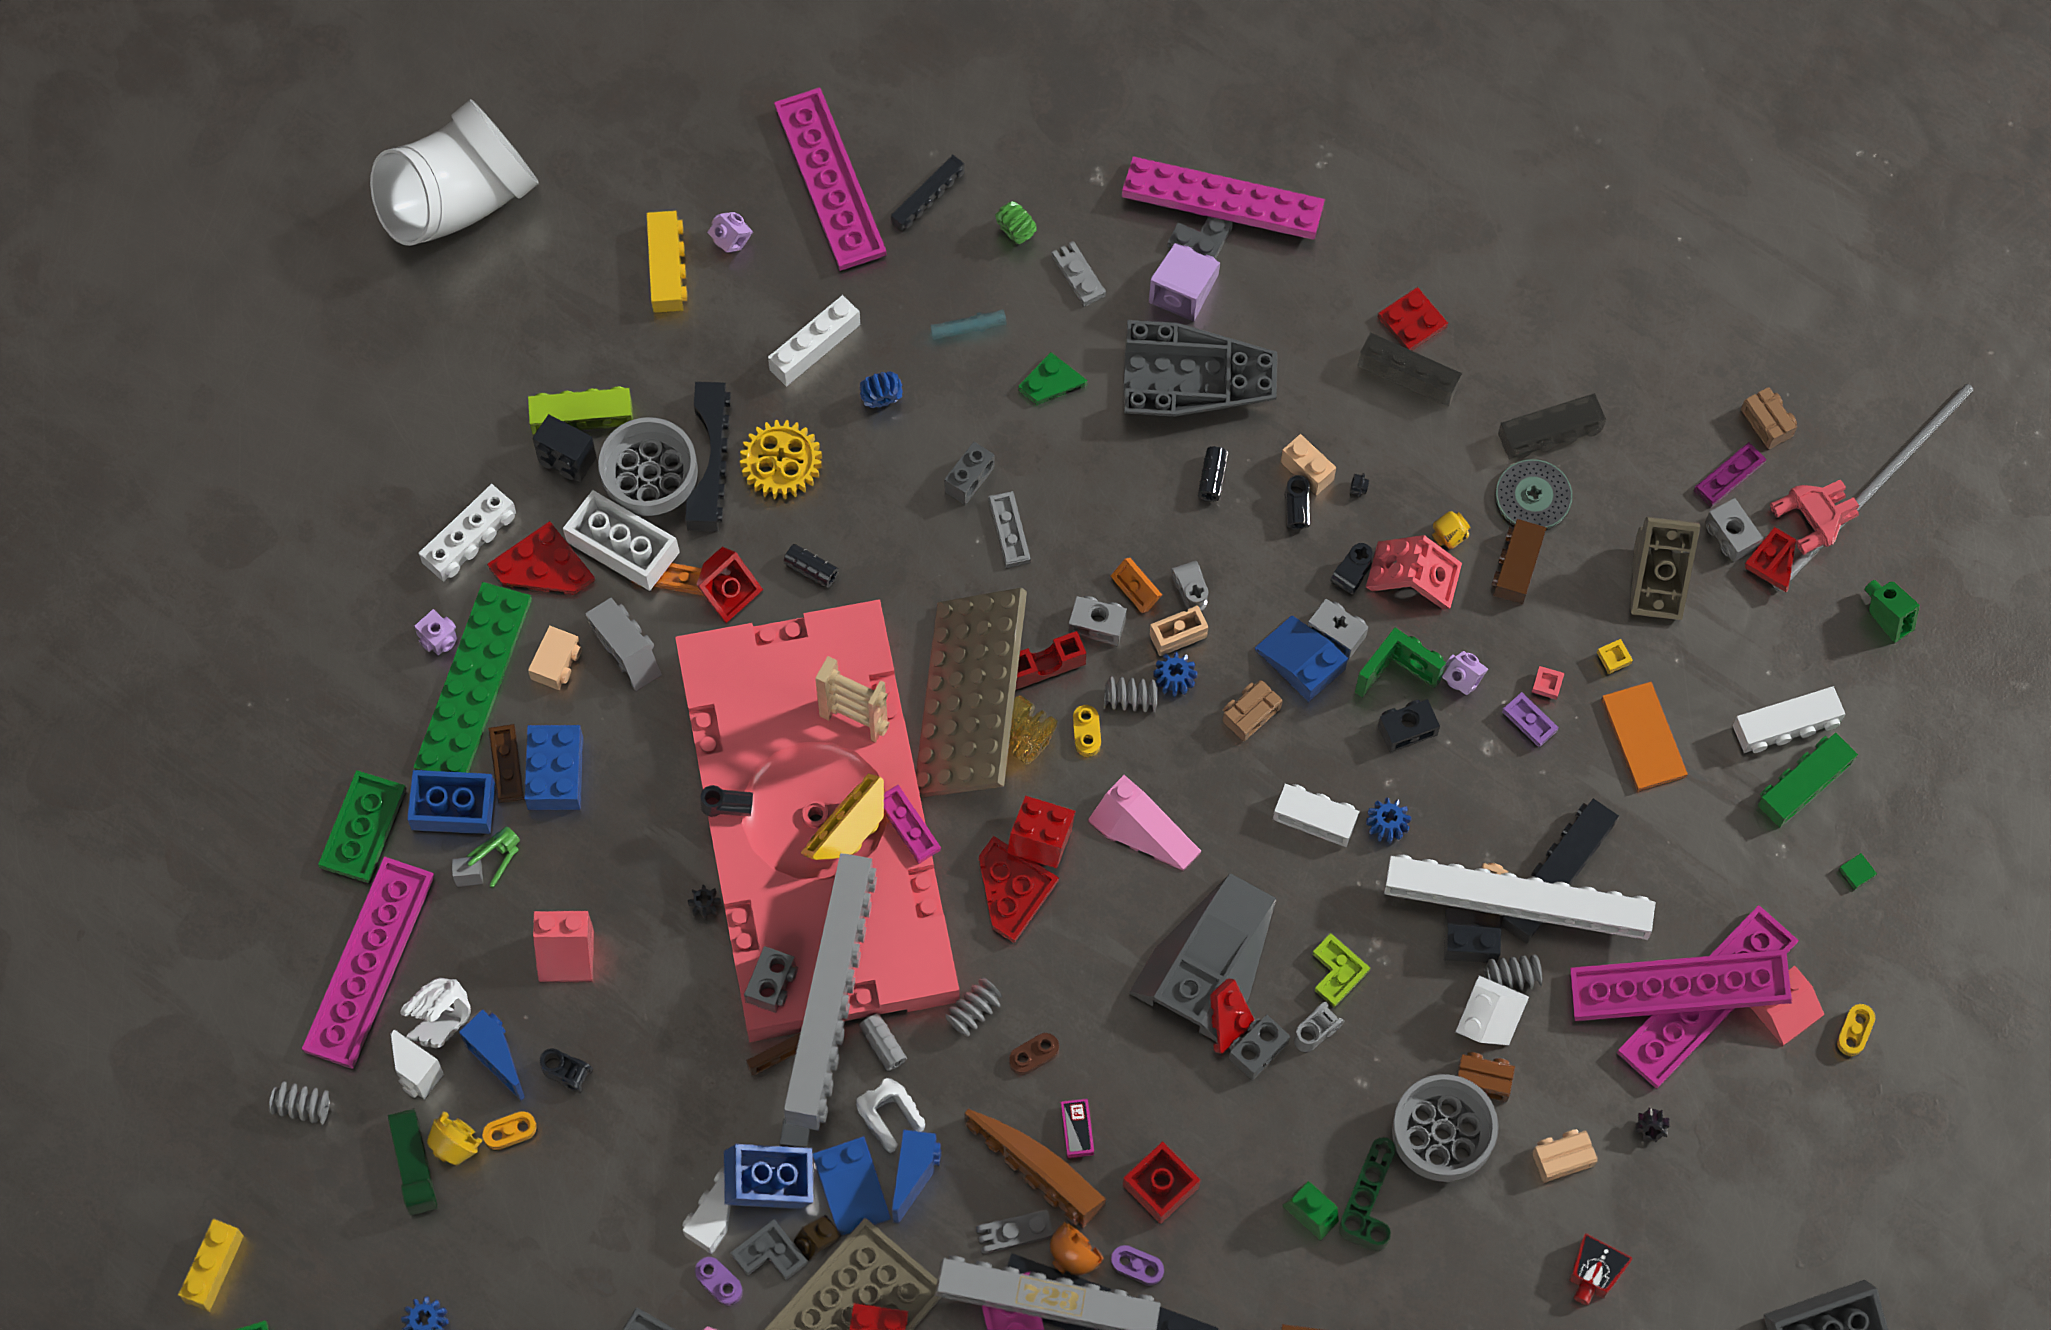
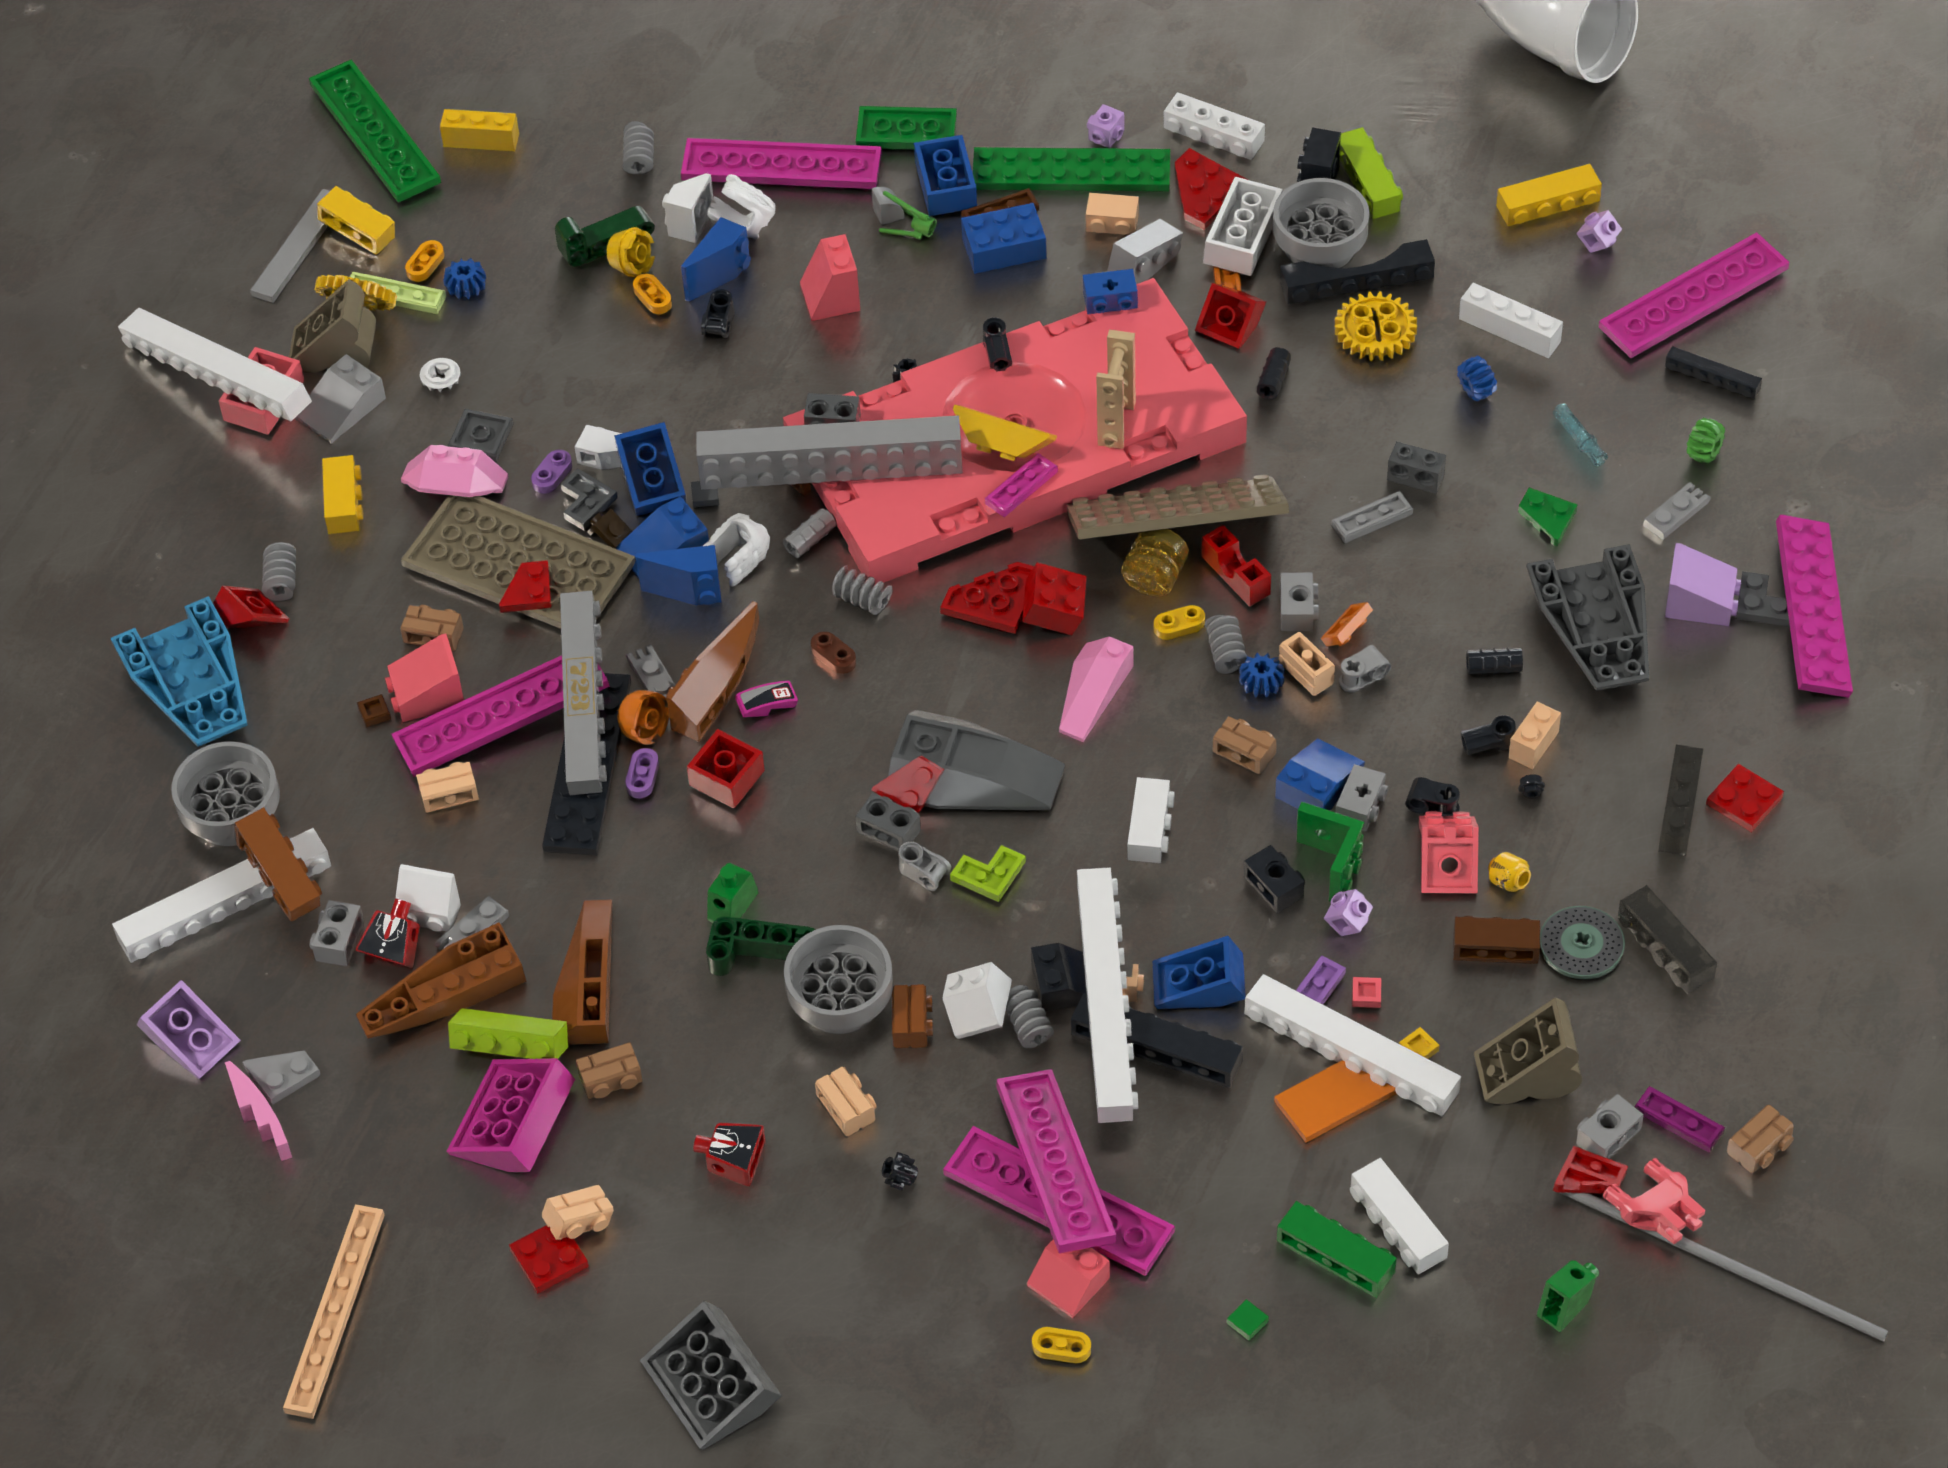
camera: 80 degrees right, 15 degrees down
(690, 665) = (1110, 291): none -> blue brick
(1395, 827) = (1163, 881): blue gear -> none
(1500, 818) = (1200, 976): none -> blue slope
(1602, 709) = (1349, 1041): none -> white brick

